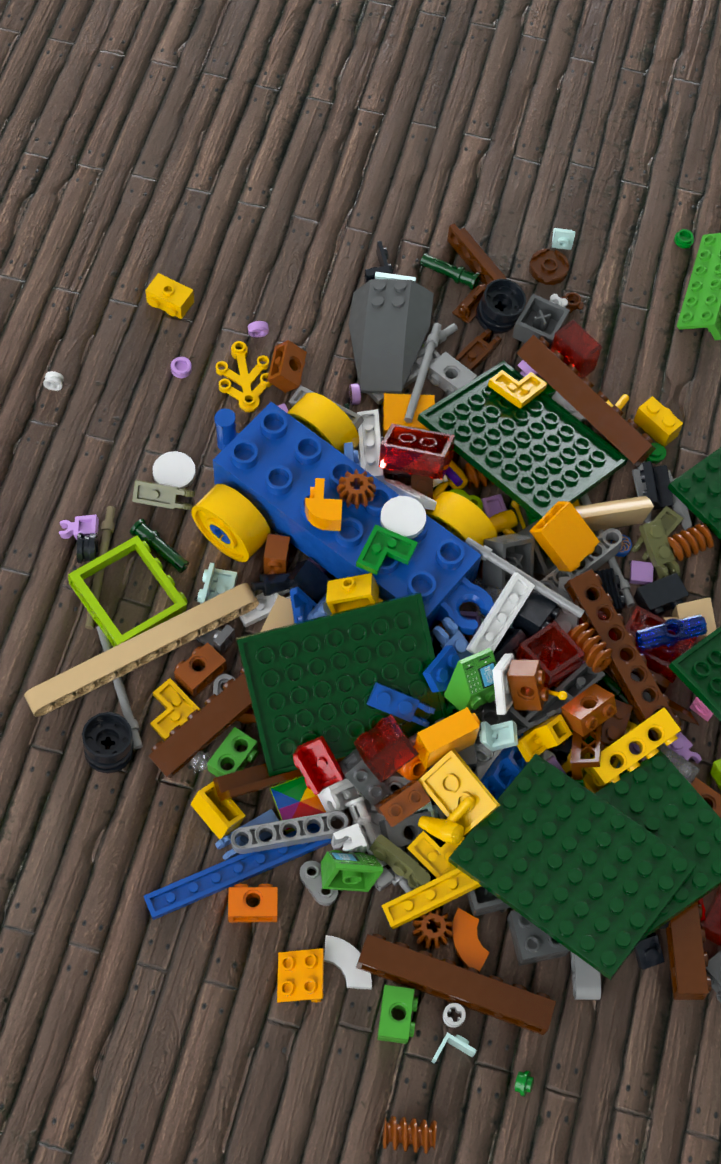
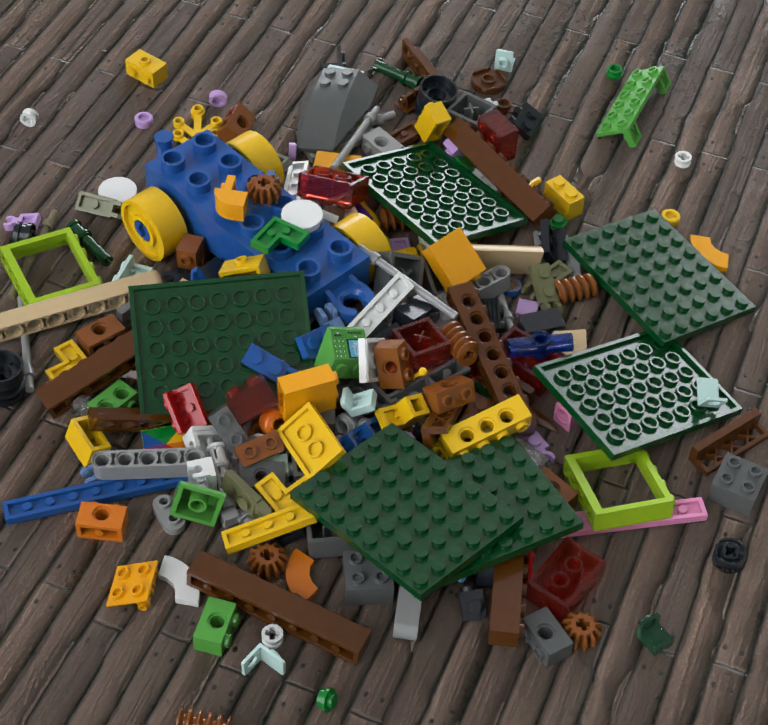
camera: 10 degrees right, 15 degrees down
(447, 829) = (295, 470): yellow piece -> none
(504, 341) = (432, 121): none -> yellow brick
(517, 392) = (437, 159): yellow plate -> none
(598, 319) = (525, 119): none -> black bracket

